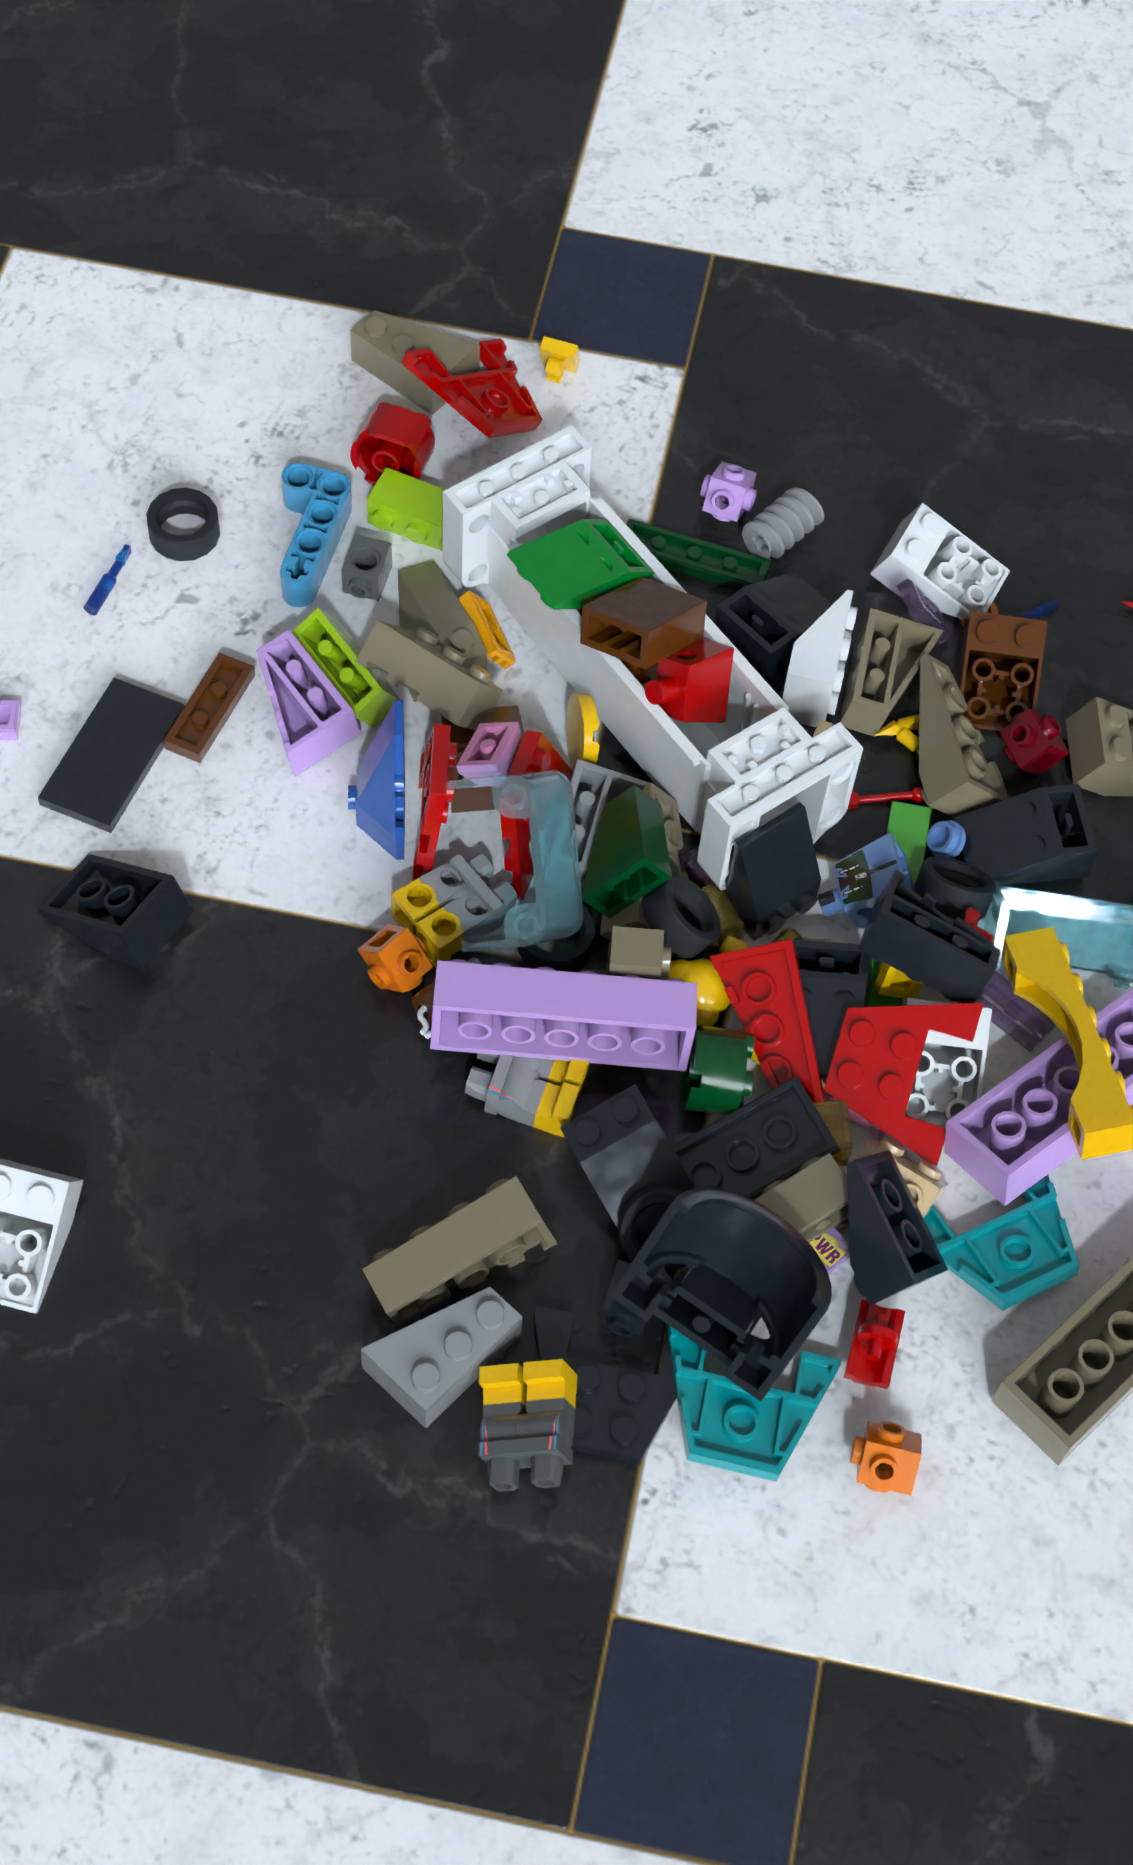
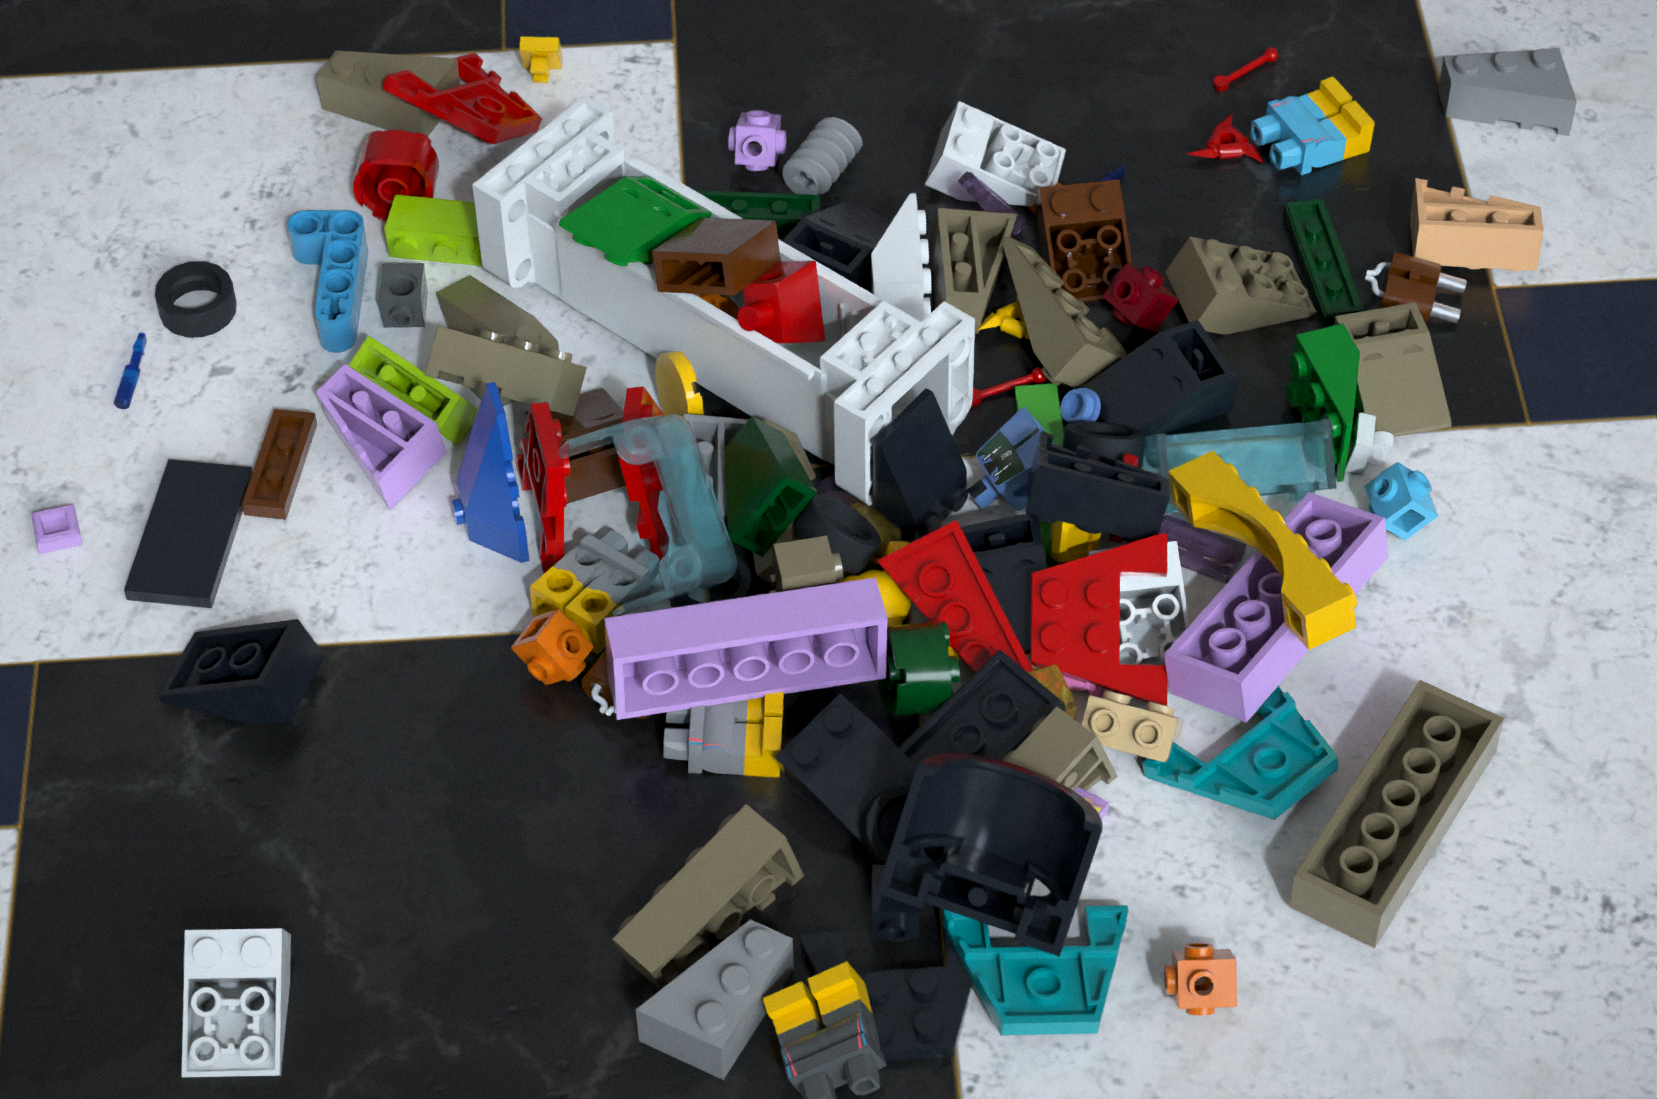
camera: 10 degrees left, 10 degrees down
(488, 629) = (567, 340): light orange tile -> none
(490, 749) = (595, 412): bright pink slope -> none
(874, 1345) = (1156, 883): red hips -> none
(886, 1231) = (1137, 770): black slope -> none

